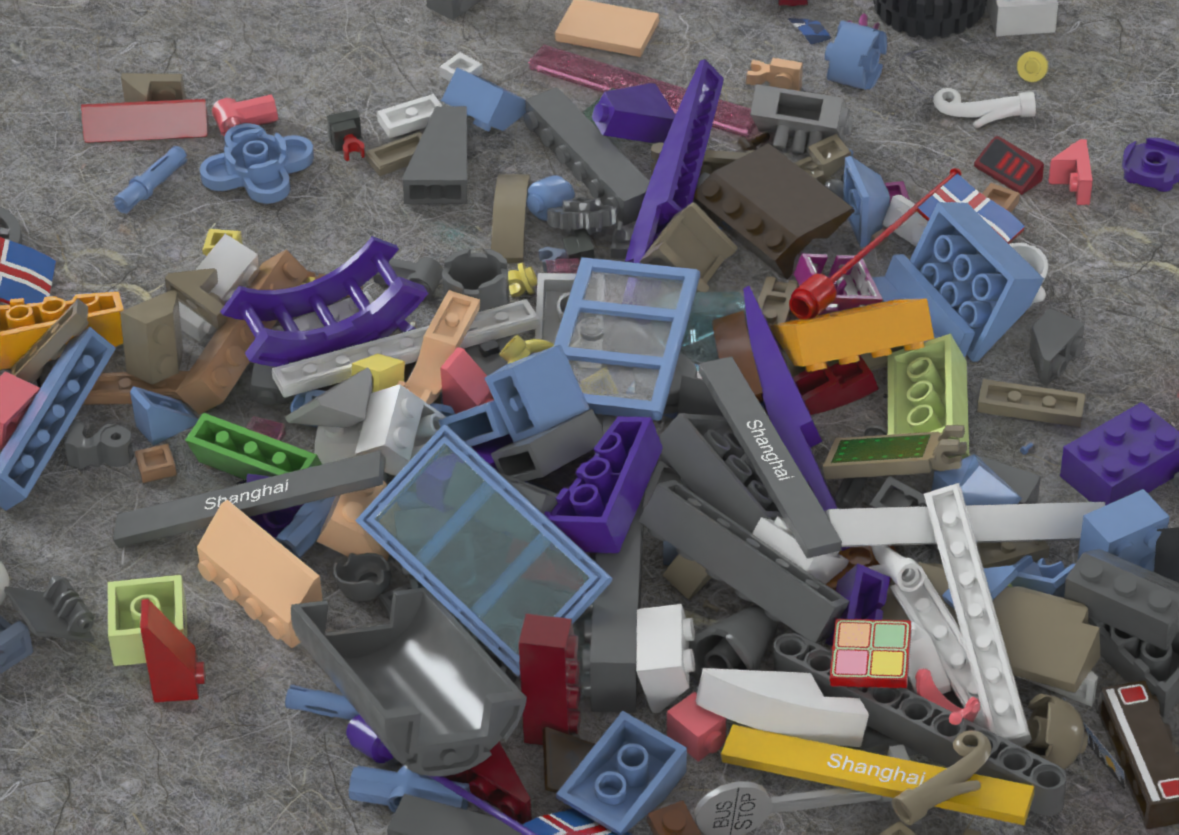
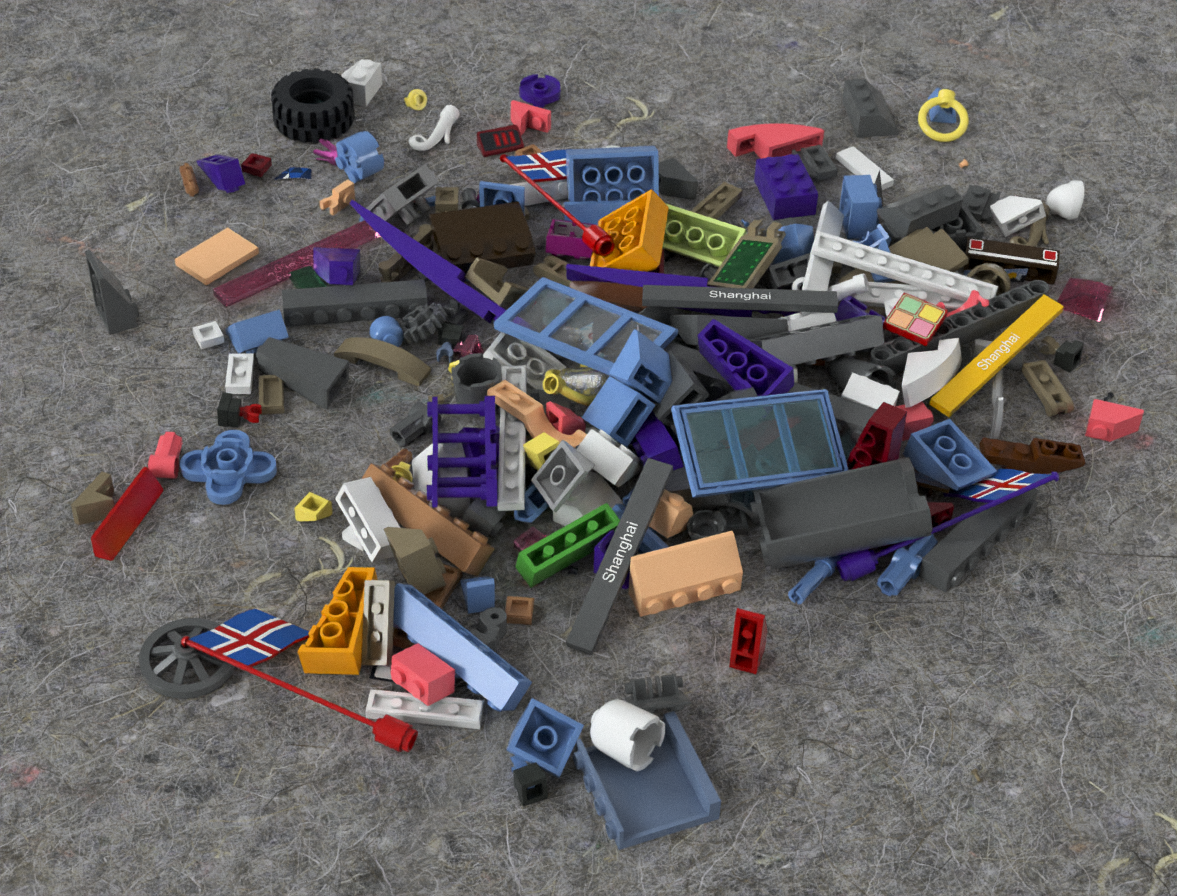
camera: 70 degrees left, 0 degrees up
(125, 613) = (695, 646): yellowish green brick -> none
(142, 186) = (204, 536): medium blue pin -> none
(195, 293) = (390, 517): dark tan slope -> none
(913, 804) = (1037, 339): dark tan plant -> none

